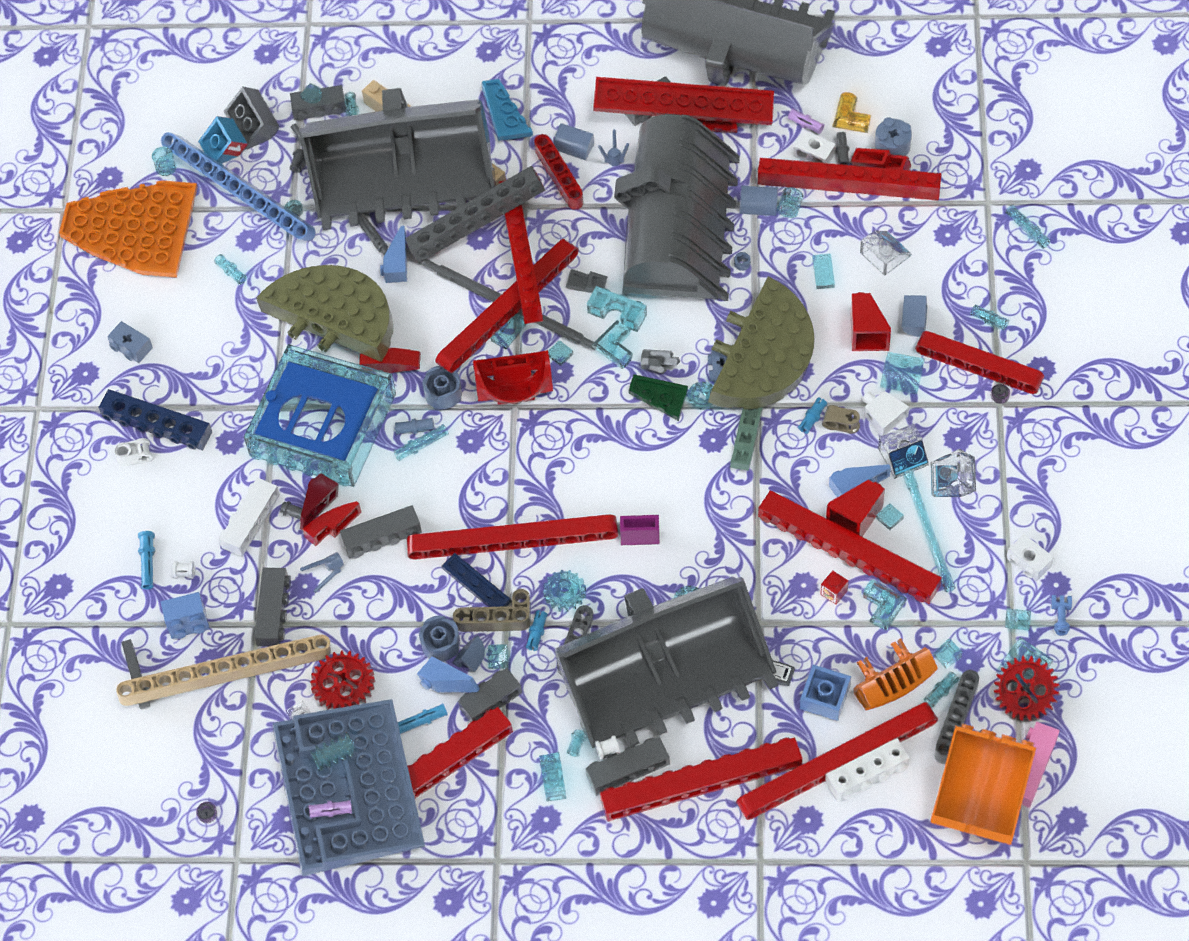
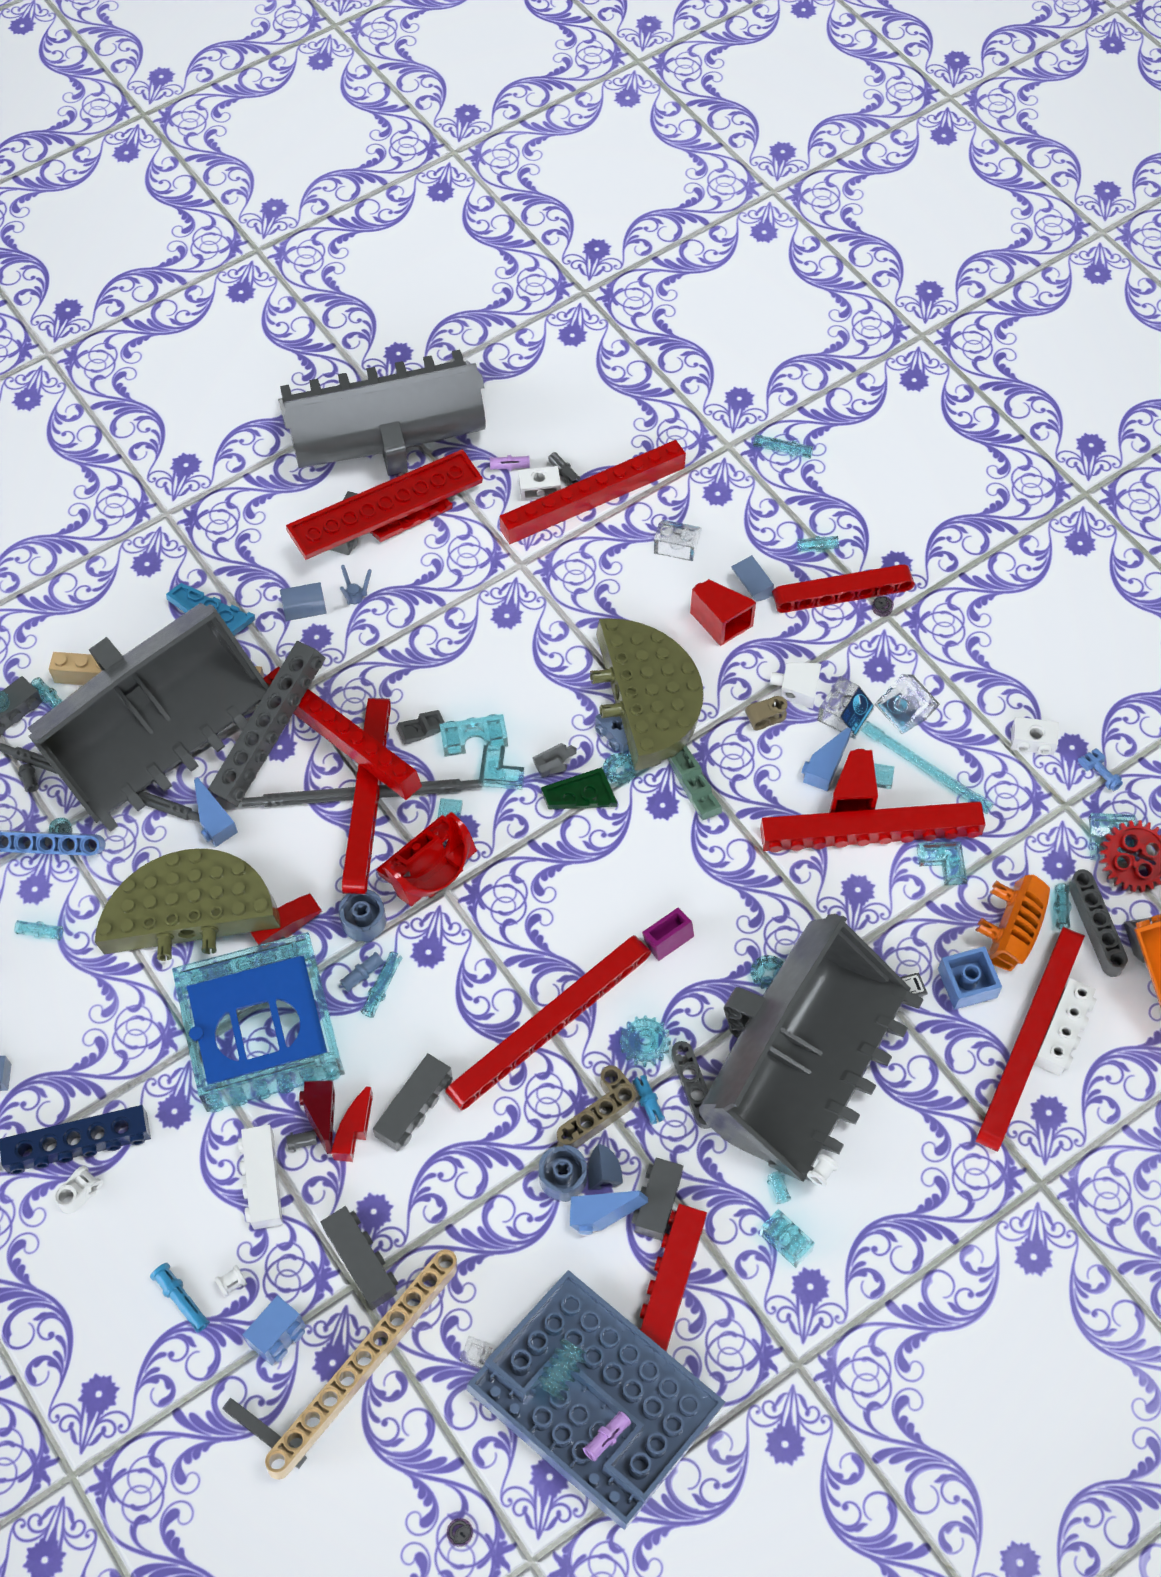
camera: 40 degrees left, 0 degrees up
(331, 562) = (384, 1168): sand blue plant -> none
(351, 667) = (499, 1308): red gear -> none
(422, 718) = (619, 1248): dark azure pin -> none
(475, 582) = (548, 1091): dark blue tile -> none
(498, 656) = (632, 1151): clear light blue slope -> none
(509, 332) = (384, 819): clear light blue tile -> none
(572, 192) = (305, 630): red beam -> none
(628, 765) = (845, 1182): dark grey brick -> none
(677, 210) = (458, 610): dark grey piece -> none
(701, 778) = (924, 1143): red brick -> none
(742, 266) = (554, 616): sand blue bush -> none
(758, 200) = (525, 557): sand blue brick -> none
(790, 202) = (559, 544): clear light blue piece -> none
(812, 415) = (736, 725): dark azure pin -> none
(823, 271) = (636, 588): clear light blue tile -> none
(834, 587) = (892, 872): red brick -> none
(846, 116) = (545, 440): clear yellow brick -> none
(880, 159) = (605, 459): red slope -> none
(893, 136) = (603, 434): sand blue brick -> none
(902, 372) = (784, 638): clear light blue slope -> none
(948, 653) = (1040, 867): clear light blue slope -> none
(1018, 619) = (1070, 798): clear light blue slope -> none

